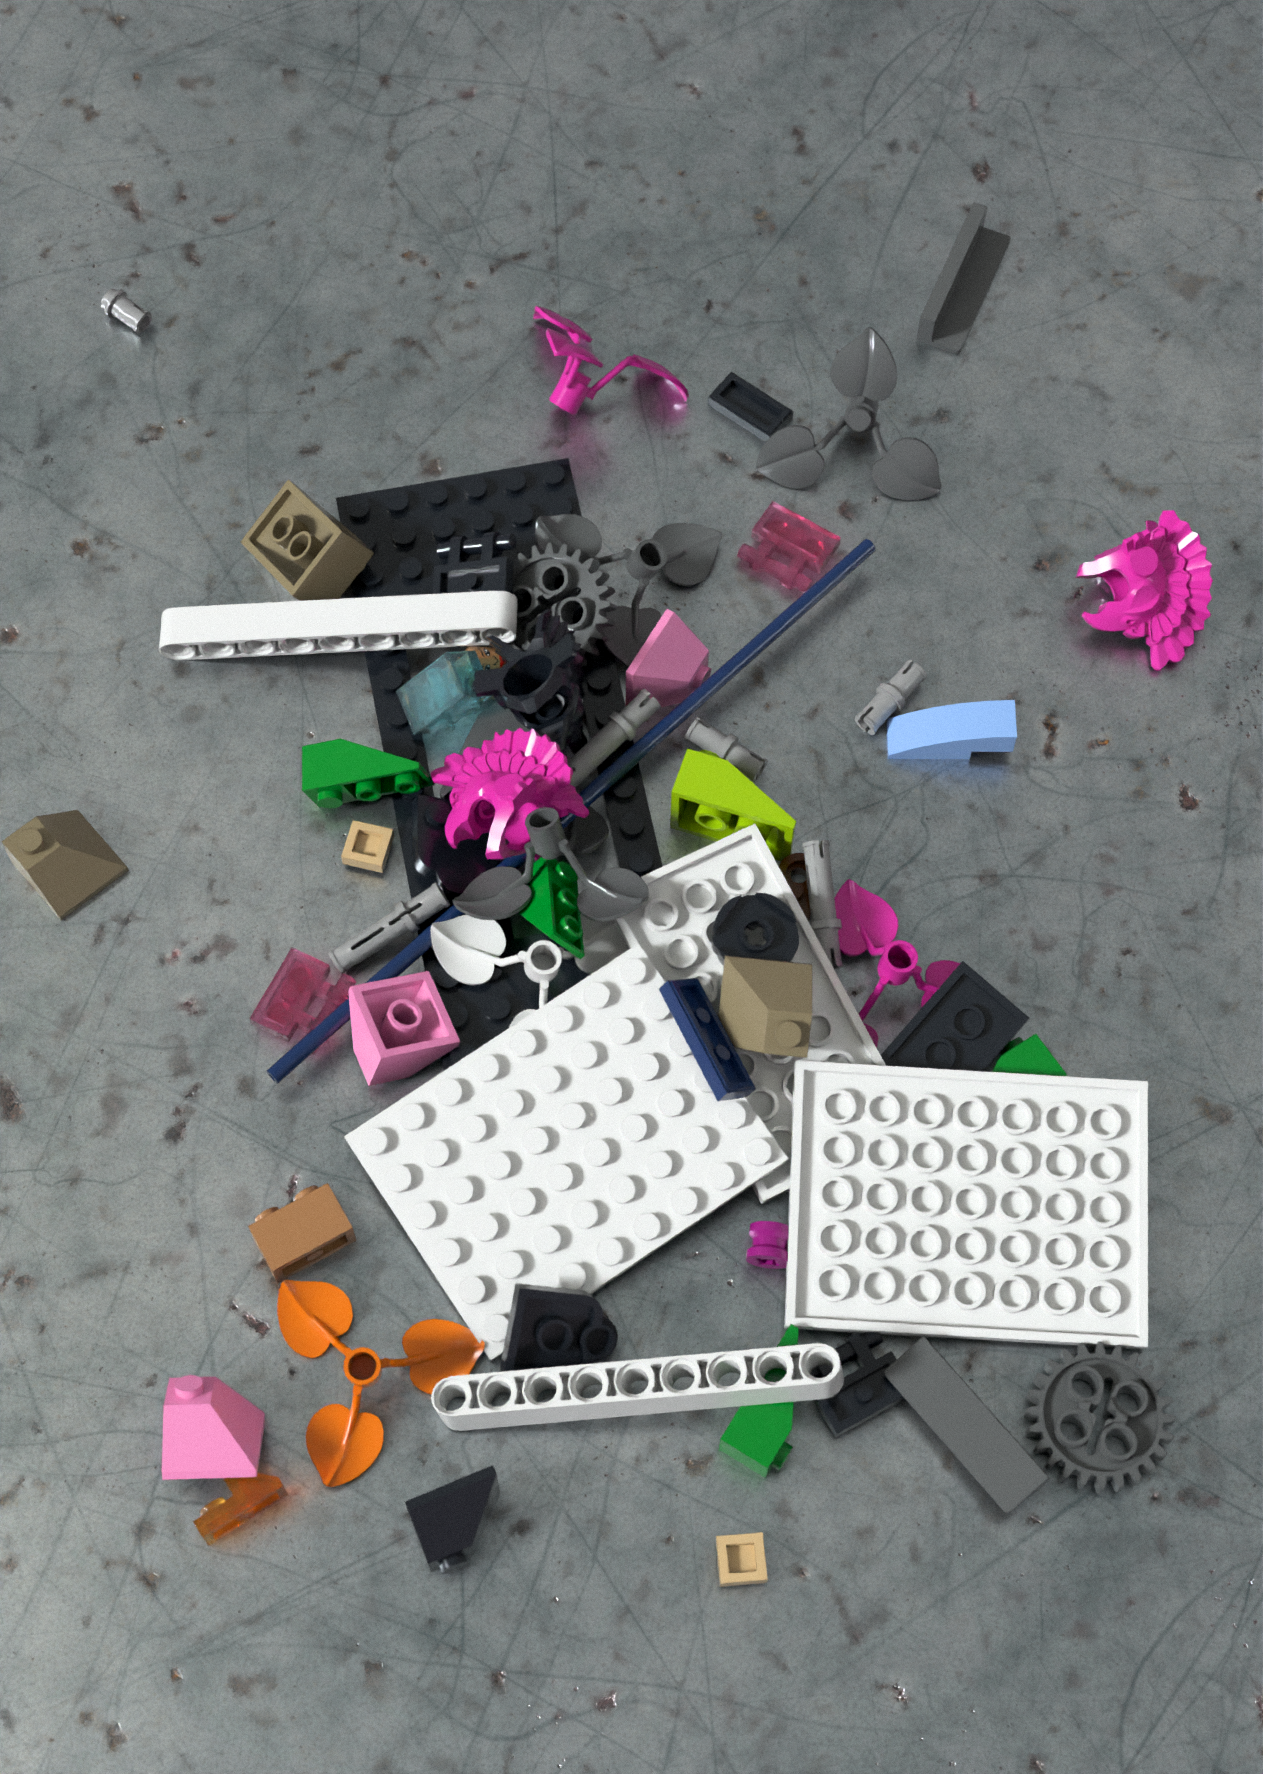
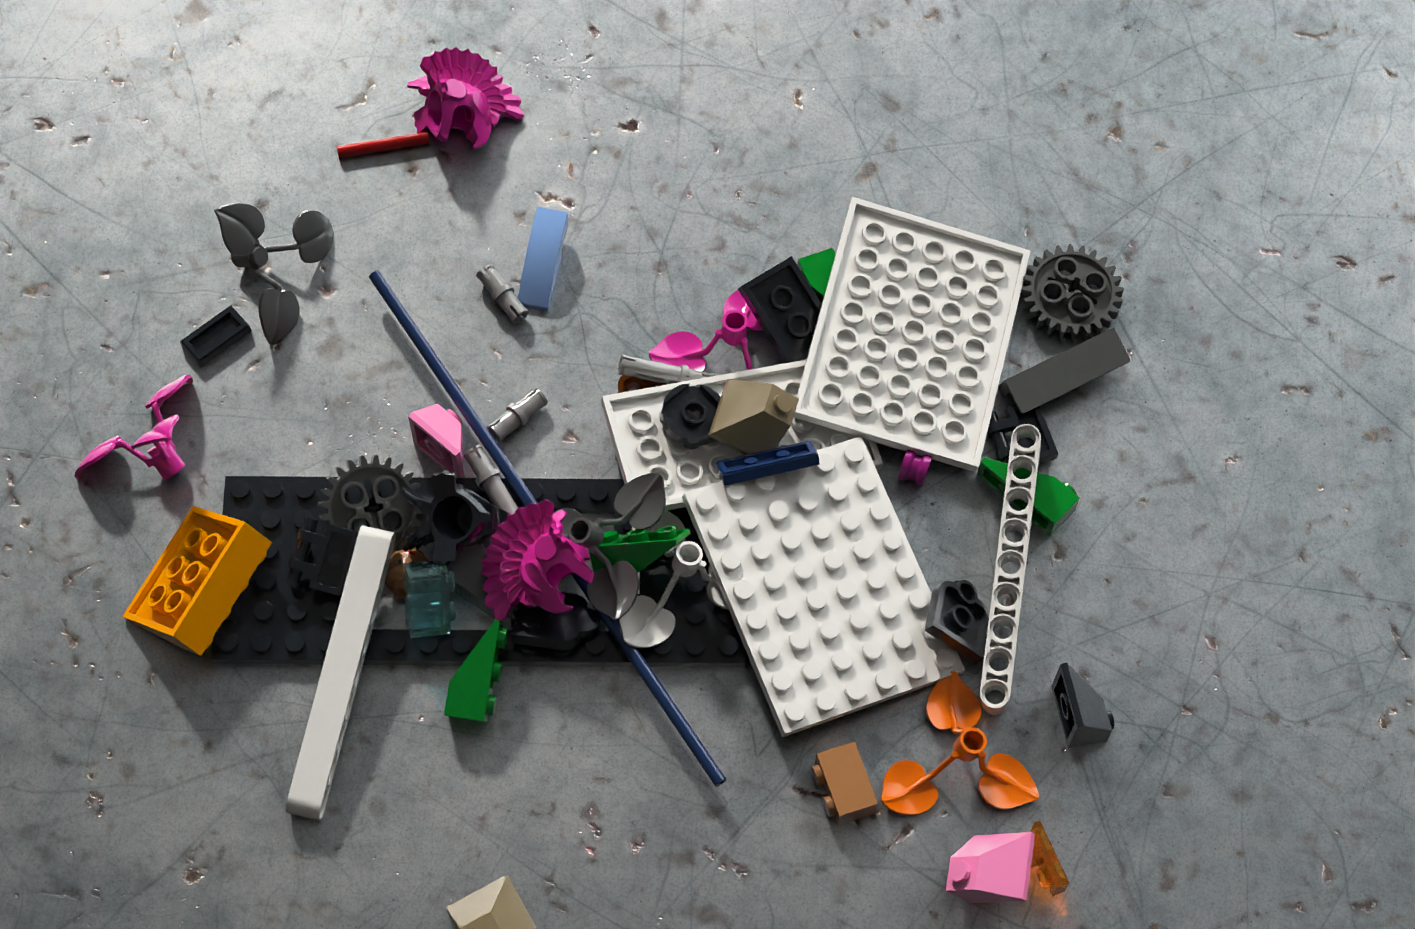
camera: 80 degrees left, 0 degrees up
(292, 993) = (649, 762): clear pink plate -> none
(306, 546) = (257, 686): dark tan slope -> none
(367, 846) = (536, 686): tan plate -> none
(389, 928) = (614, 678): light grey pin -> none
(399, 1026) = (698, 684): bright pink slope -> none
(420, 456) = (198, 579): none -> light orange slope
(680, 548) = (337, 409): dark grey plant -> none
(719, 800) = (572, 418): lime slope -> none
(741, 1559) = (1132, 533): tan plate -> none
(793, 537) = (347, 328): clear pink plate -> none
(963, 283) = (147, 160): dark grey panel -> none
(1063, 517) = (383, 144): none -> red bar

